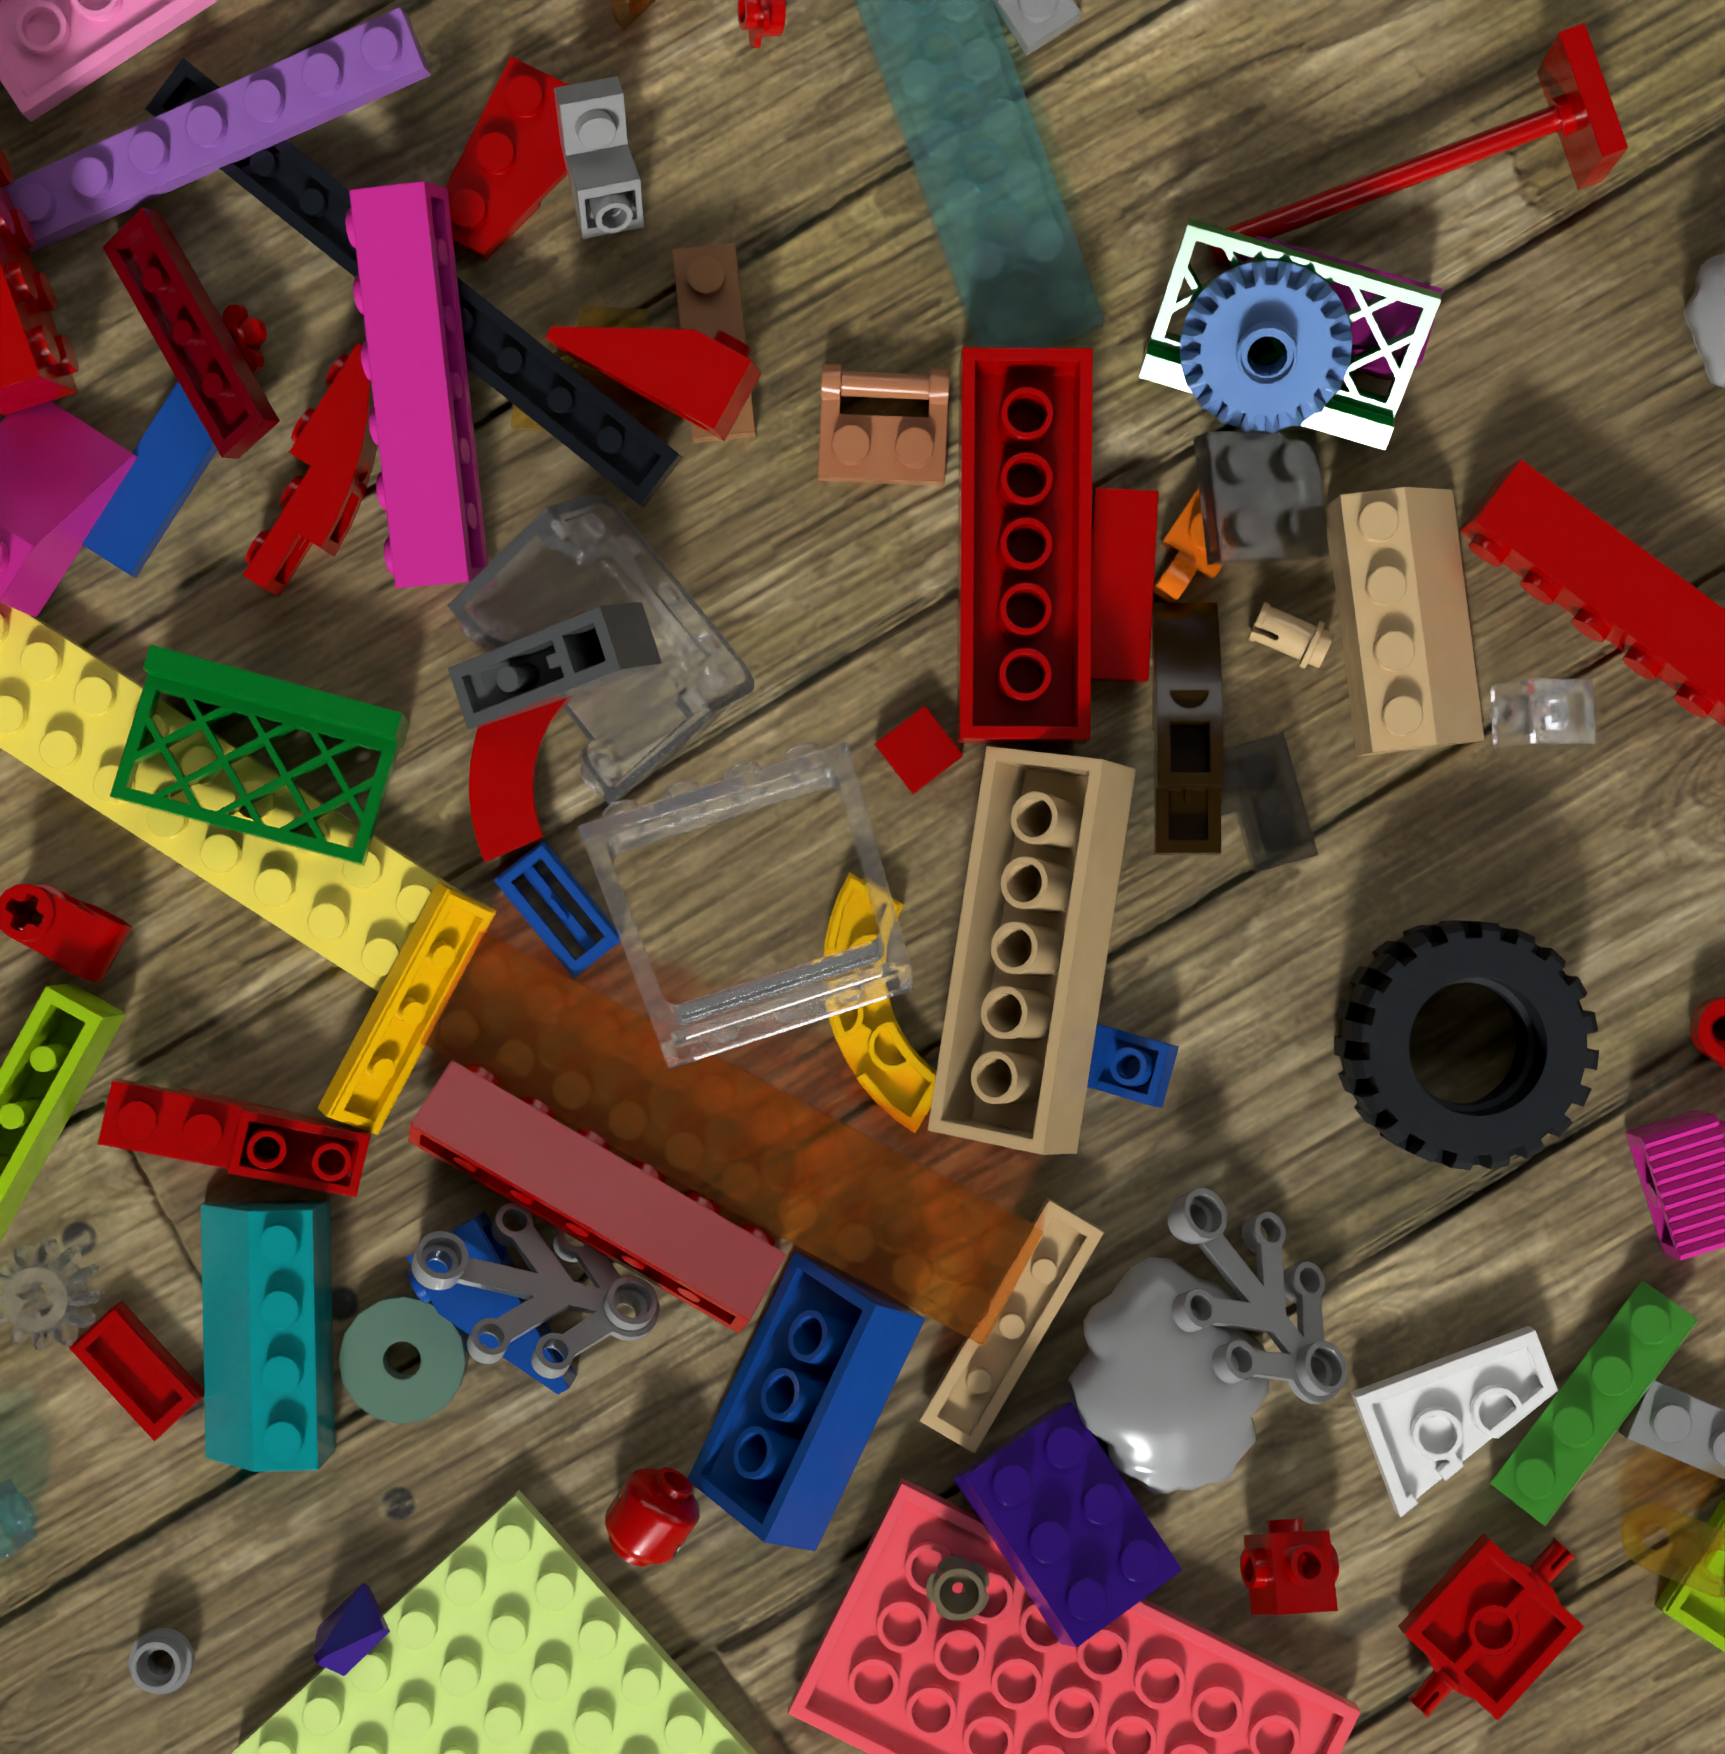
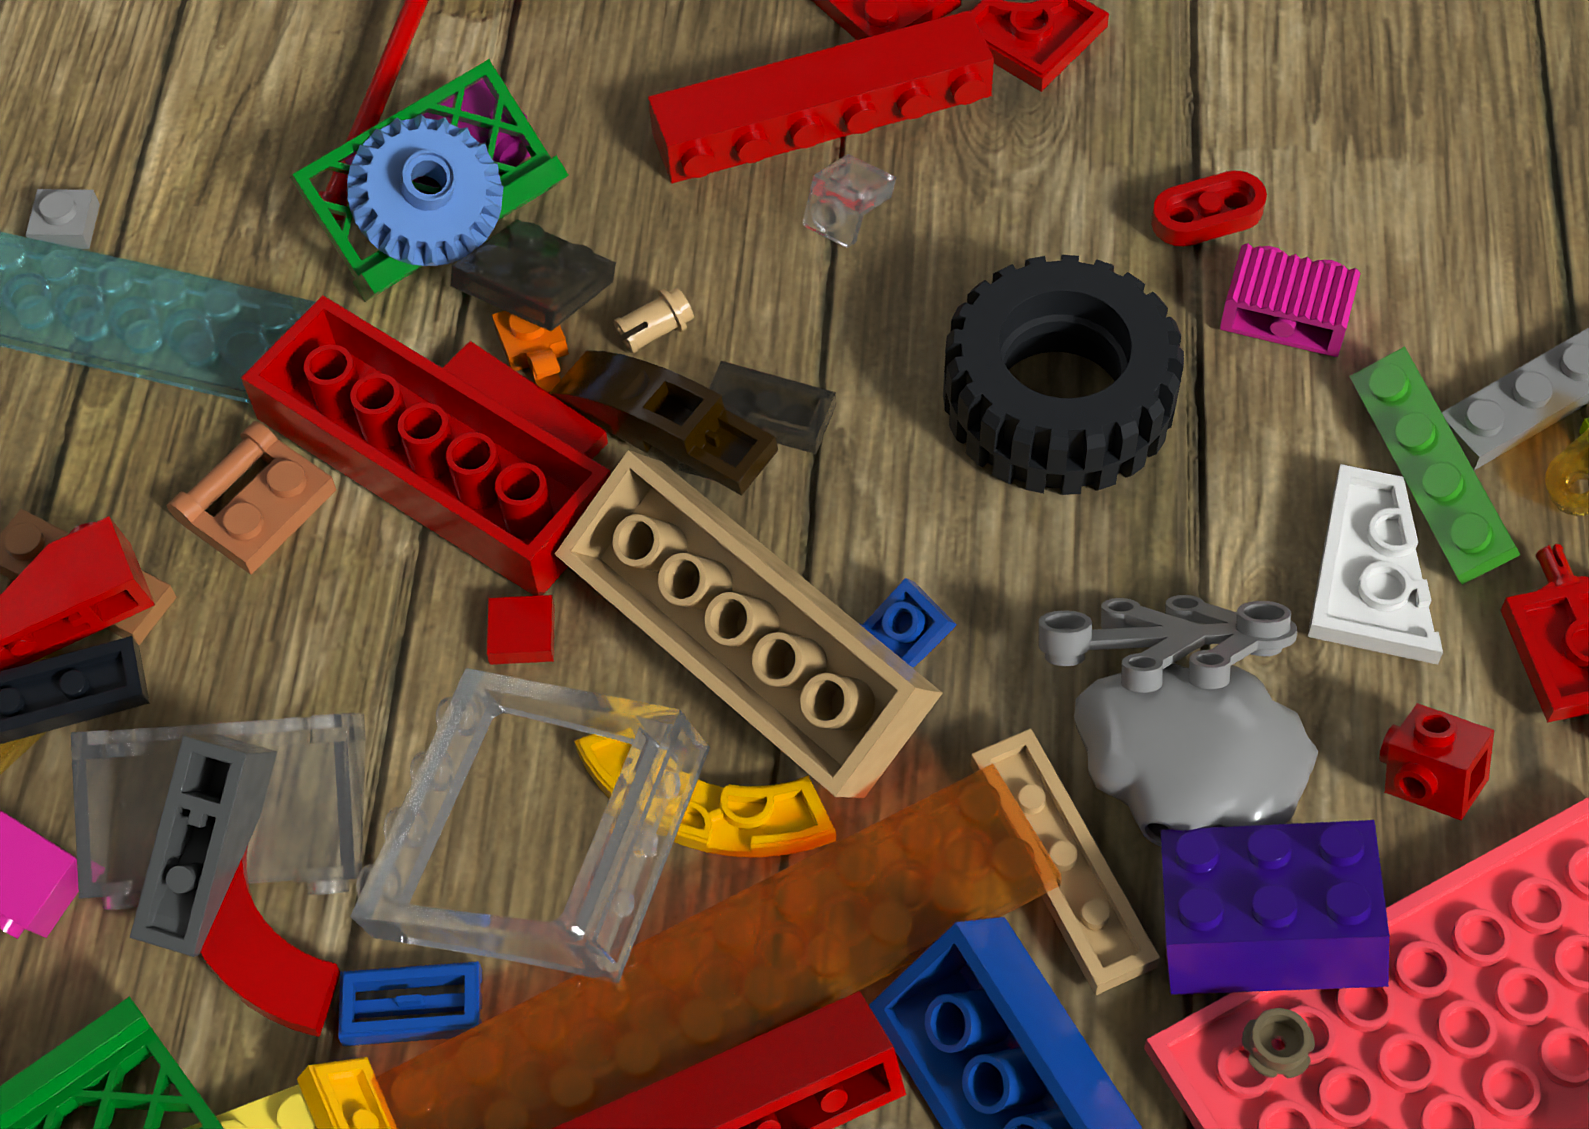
camera: 55 degrees left, 30 degrees down
(1404, 619) = (703, 247): tan slope -> none

